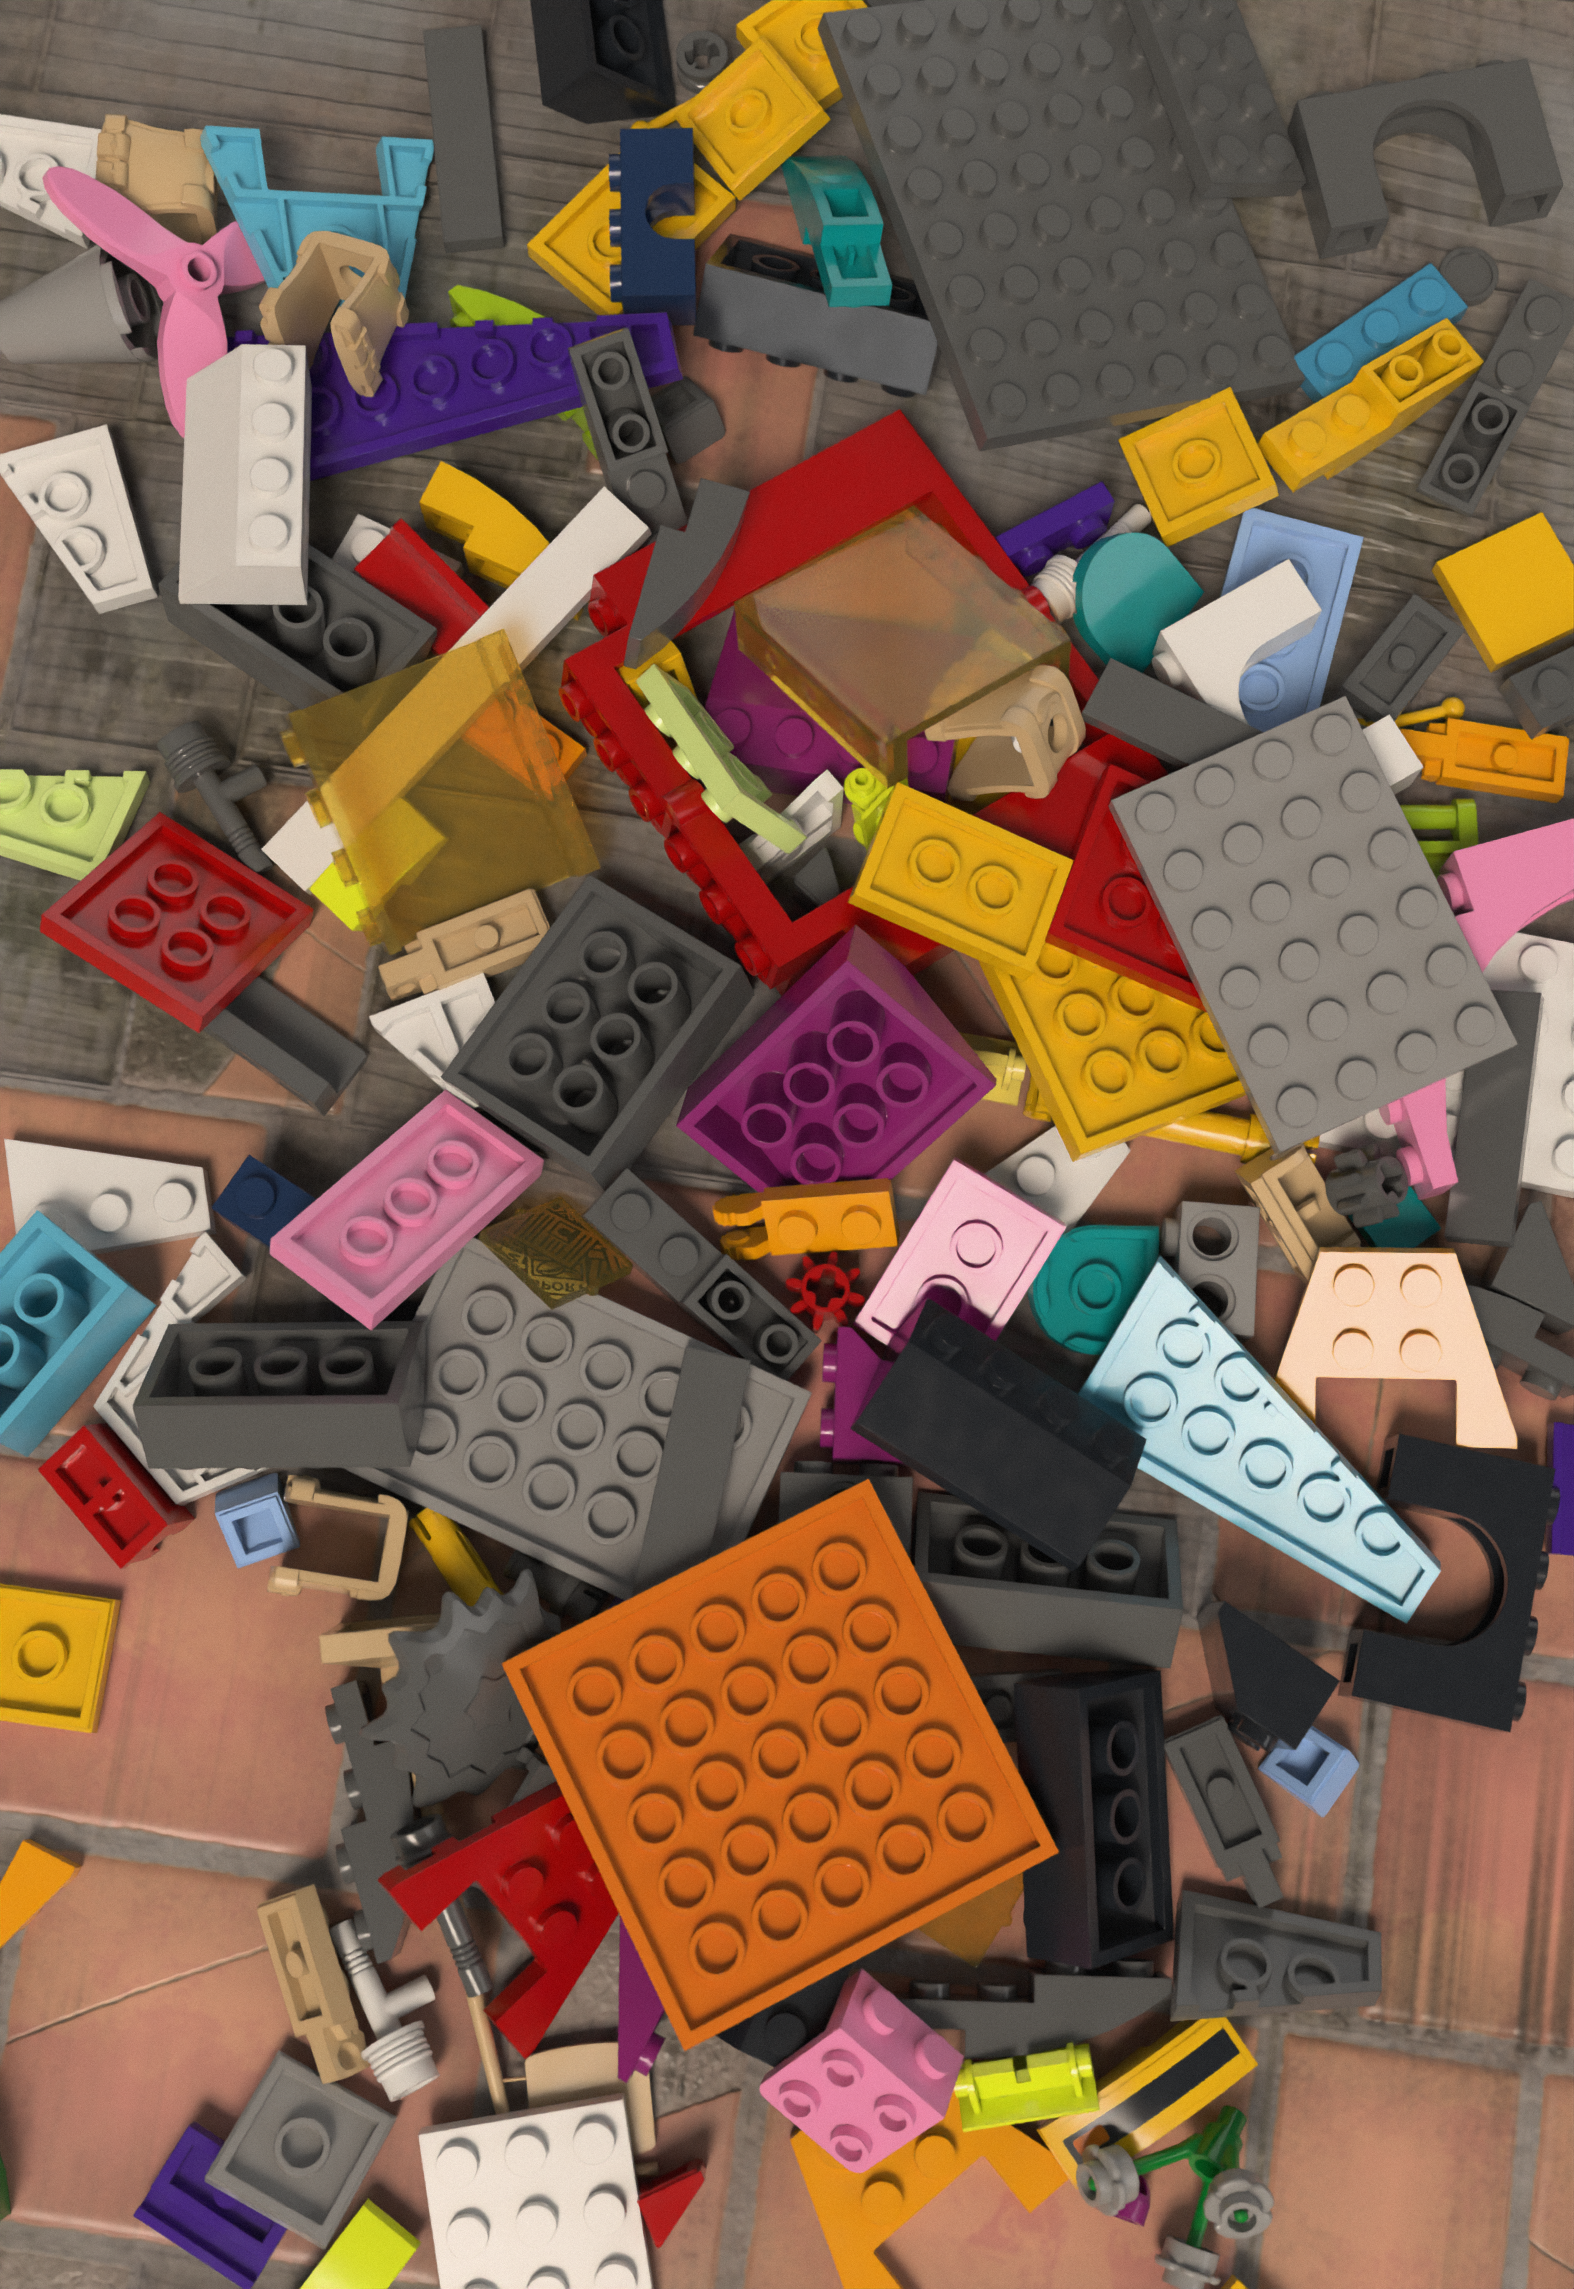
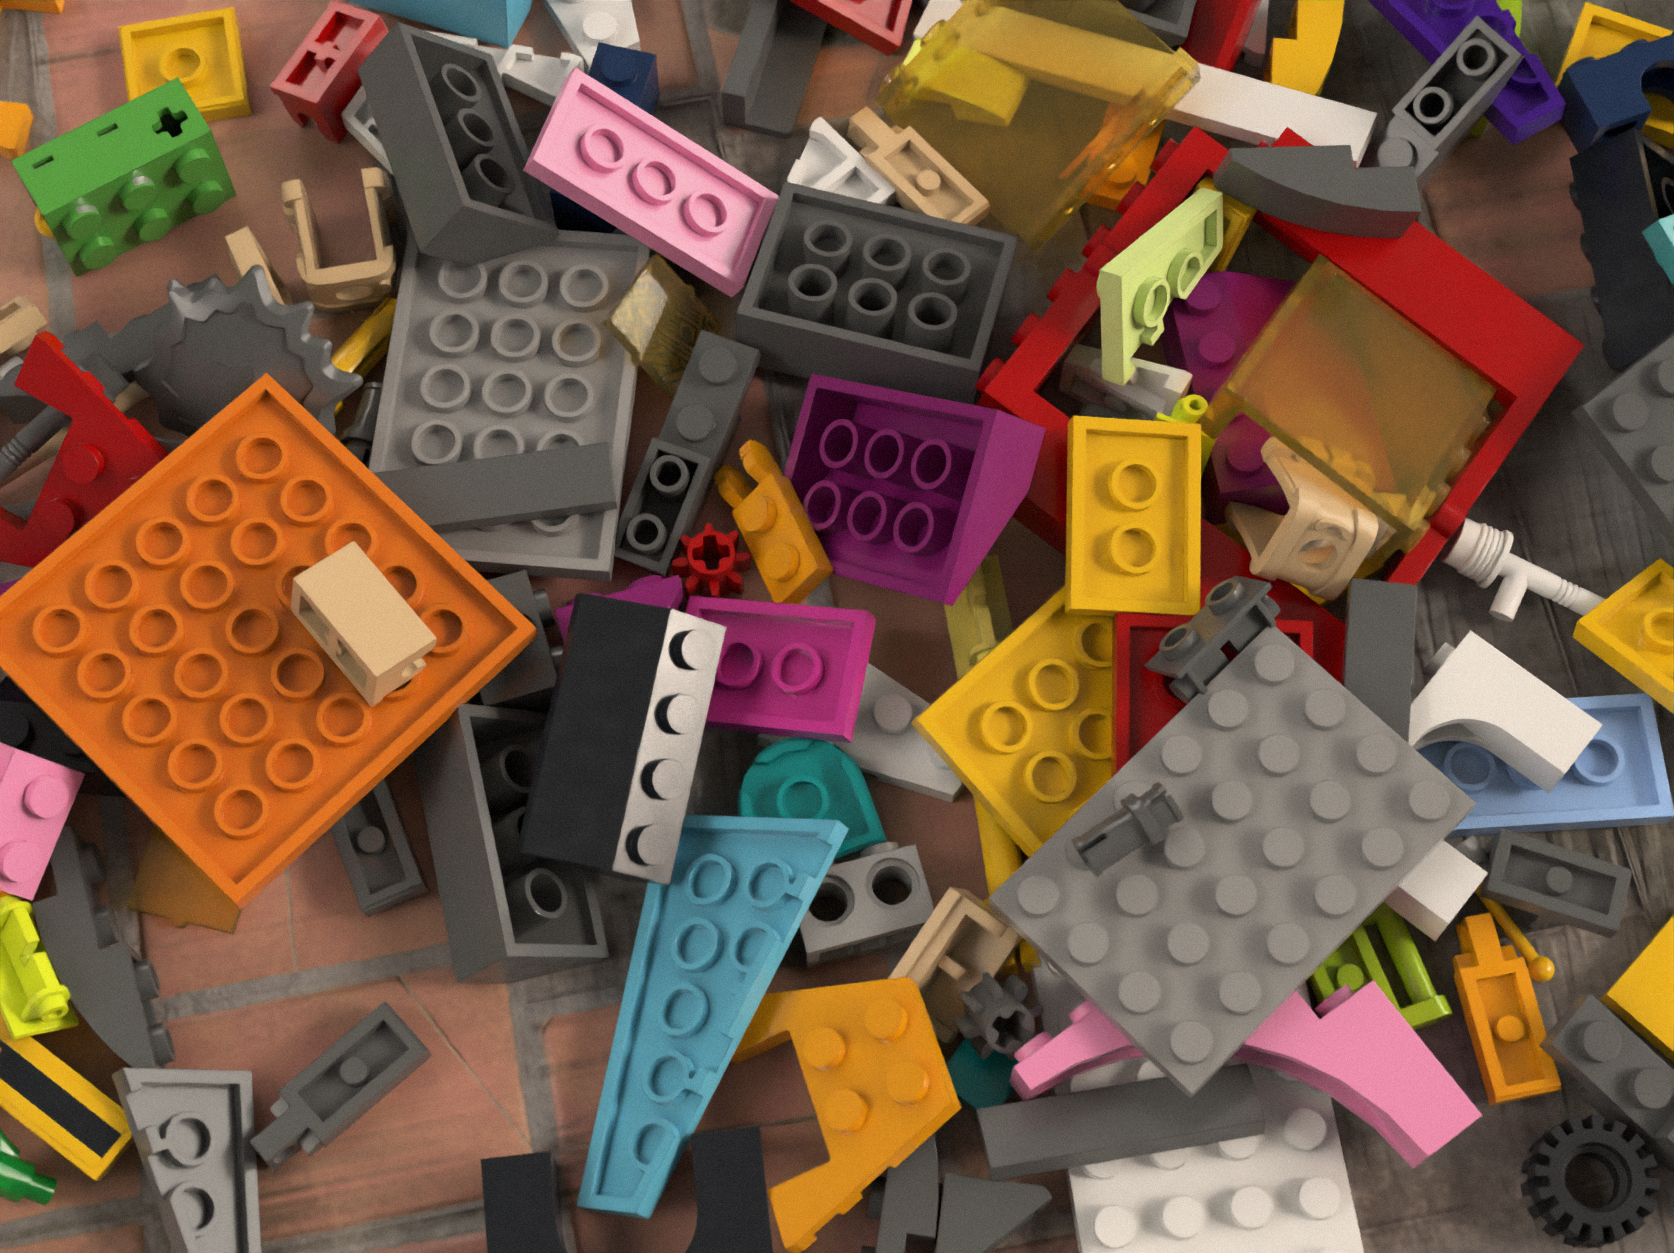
camera: 70 degrees right, 10 degrees down
(180, 1754) = (125, 177): none -> bright green piece
(256, 1520) = (341, 186): light blue slope -> none
(687, 419) = (1489, 187): dark grey slope -> none
(823, 1644) = (361, 622): none -> tan hinge
(1072, 522) = (1537, 527): dark purple plate -> none
(1097, 851) = (1232, 615): none -> dark grey hinge
(1099, 1782) = (295, 956): black slope -> none
(1128, 594) = (1509, 602): teal tile -> none
(1260, 1680) = (468, 1061): black slope -> none
(1276, 1002) = (1129, 828): none -> dark grey pin
(1312, 1772) = (407, 1162): light blue slope -> none

